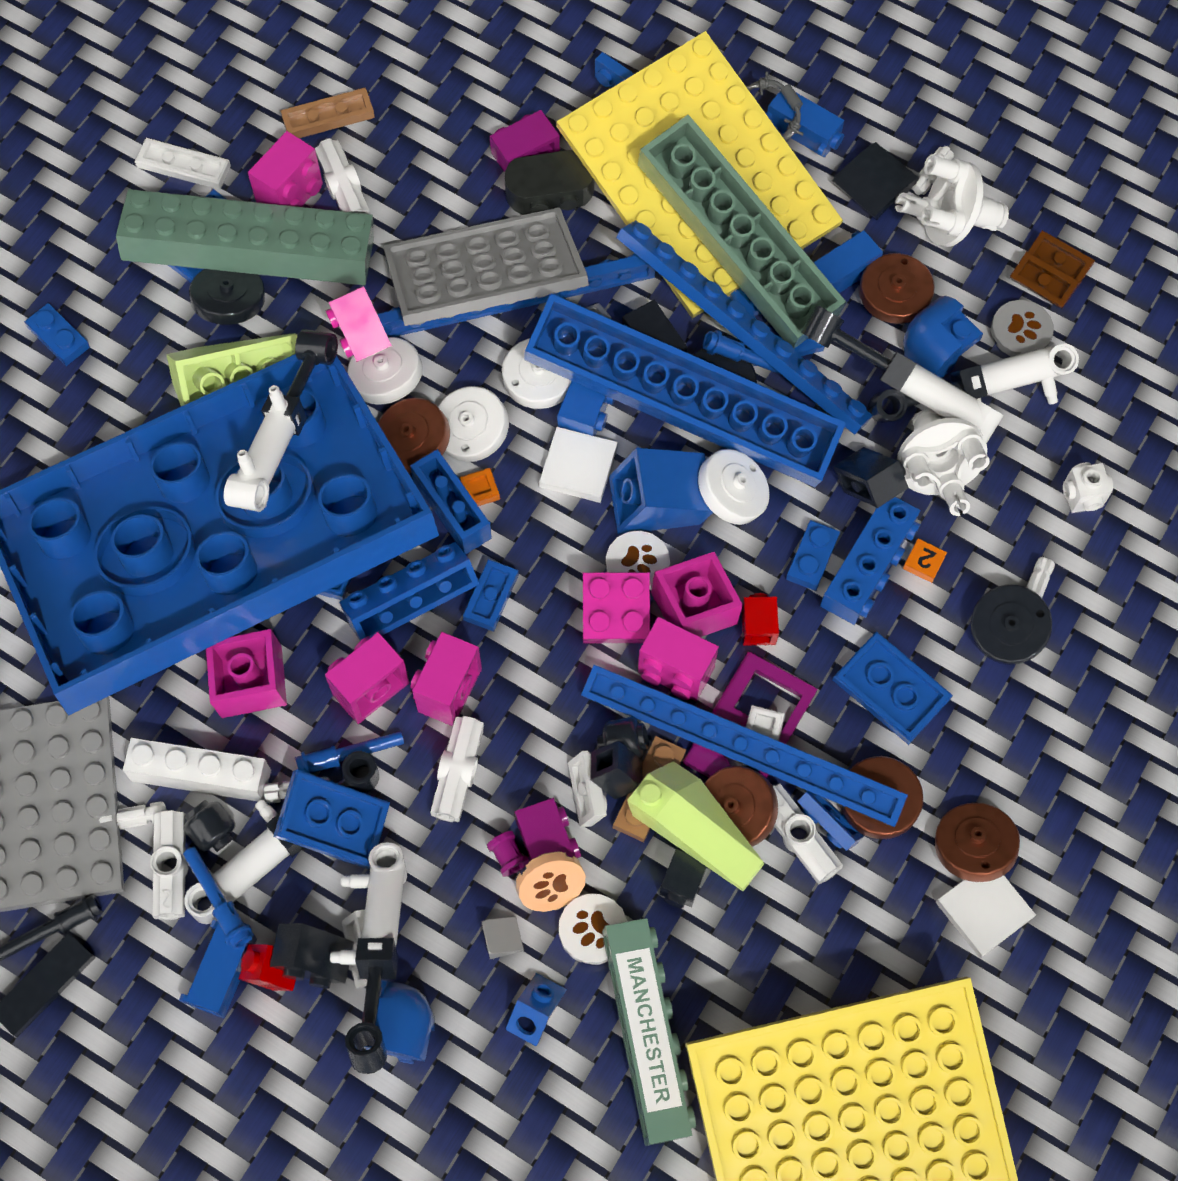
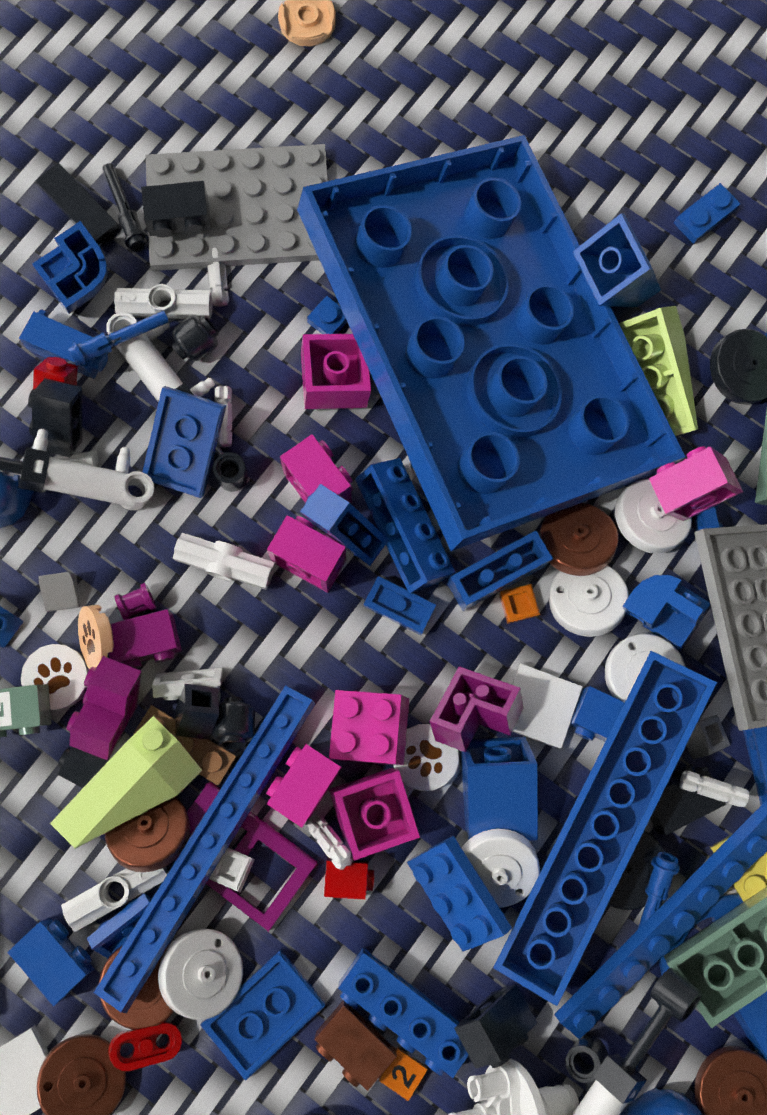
camera: 90 degrees right, 10 degrees up
(59, 855) = (176, 208): none -> black brick
(129, 401) = (617, 266): none -> blue slope
(133, 963) = (74, 268): none -> blue brick
(180, 693) = (327, 317): none -> blue plate
(196, 769) = (248, 327): white brick -> none
(282, 419) = (588, 403): white piece -> none
(331, 757) = (250, 448): blue pin -> none
(416, 634) = (344, 524): none -> blue brick
(479, 350) = (666, 608): none -> blue brick
(581, 511) = (472, 702): none -> magenta brick
(621, 857) = (106, 709): none -> magenta brick
(642, 305) = (714, 789): none -> white axle
(731, 631) = (330, 842): none -> white axle
(761, 517) = (459, 894): none -> blue plate
(813, 555) = (419, 947): blue plate -> none
(864, 740) = (200, 974): none -> white wheel
(872, 886) = (51, 960): none -> blue brick
(906, 599) = (354, 1046): none -> copper brick
(937, 788) = (145, 1050): none -> red plate

